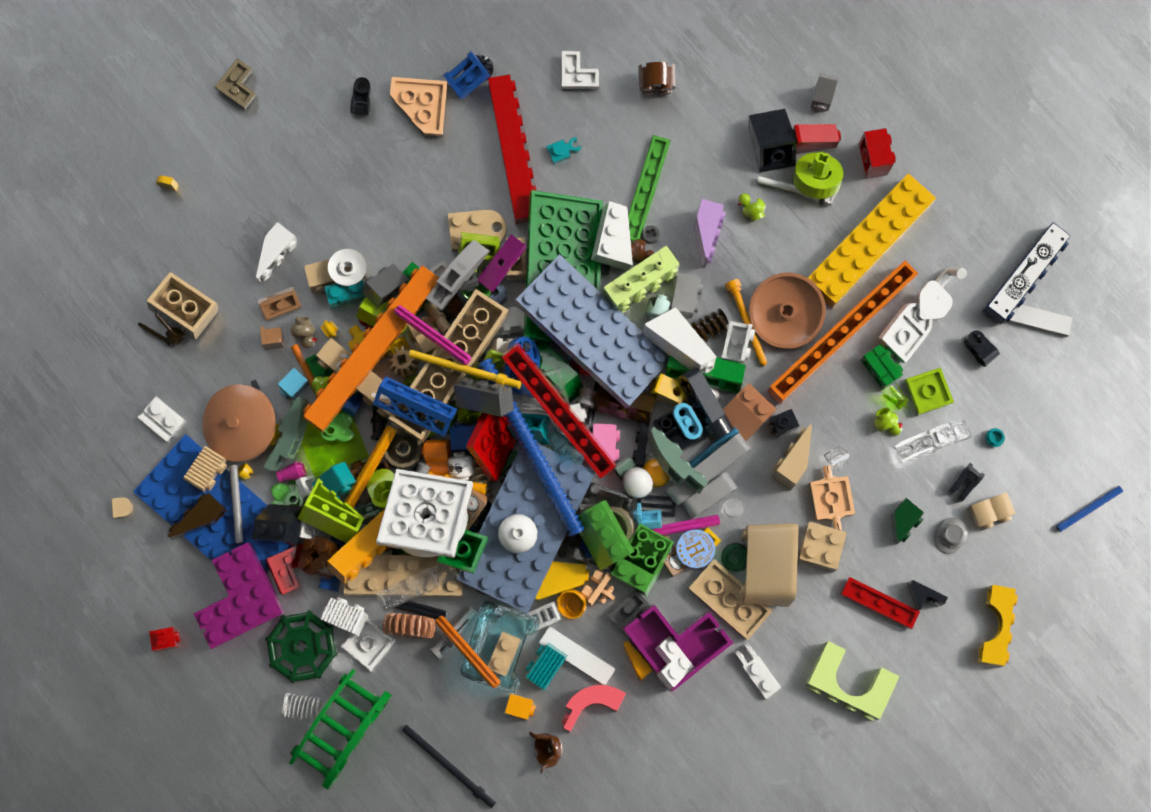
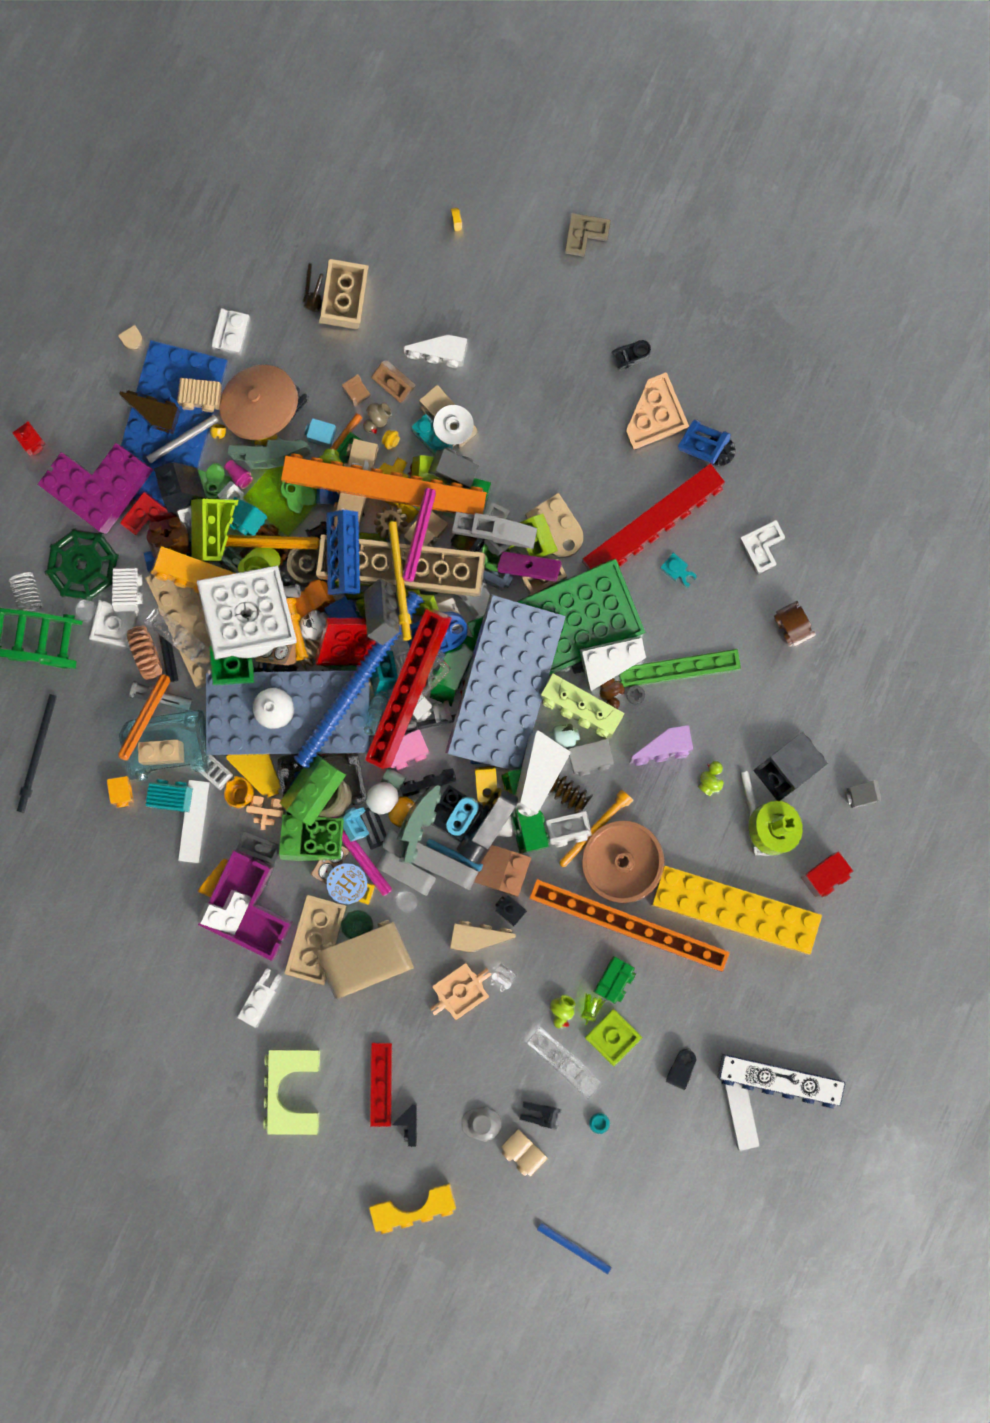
camera: 70 degrees right, 5 degrees up
(437, 318) = (446, 535): tan pin -> none
(541, 745) = (92, 836): reddish brown hair -> none
(597, 694) = (168, 864): coral arch -> none
(640, 410) = (453, 767): dark brown brick -> none
(816, 137) = (813, 807): slope -> none
(821, 546) = (407, 1003): tan brick -> none
(904, 518) = (473, 1070): dark green slope -> none
(915, 319) = (661, 989): white plate -> none

